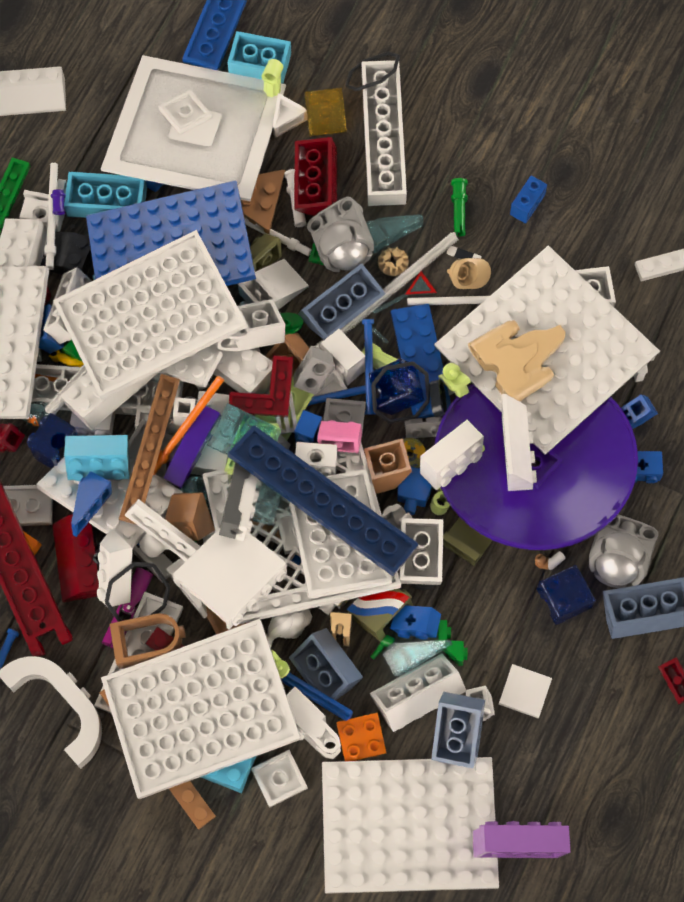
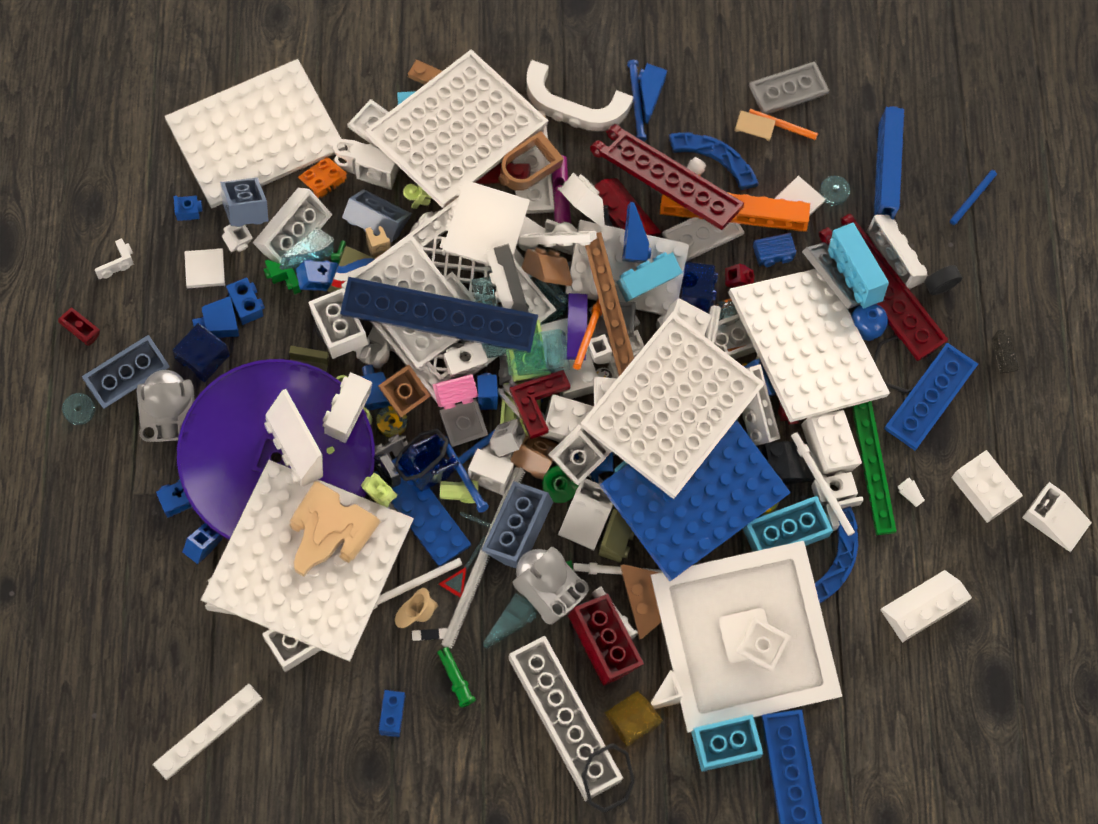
camera: 145 degrees right, 0 degrees up
(58, 202) = (823, 494): dark purple pin -> none
(75, 156) = (843, 561): none -> blue tile
(125, 571) = (568, 199): black piece -> none
(272, 77) = (700, 716): yellowish green piece -> none
(318, 697) = (370, 188): blue axle -> none
(388, 267) = (491, 603): tan gear -> none
(503, 634) = (241, 302): none -> blue brick
(521, 840) = (158, 143): medium lavender brick -> none
(522, 771) = (187, 213): none -> blue brick
(534, 625) = (219, 318): none -> blue torso
(600, 743) = (122, 263): none -> white bracket

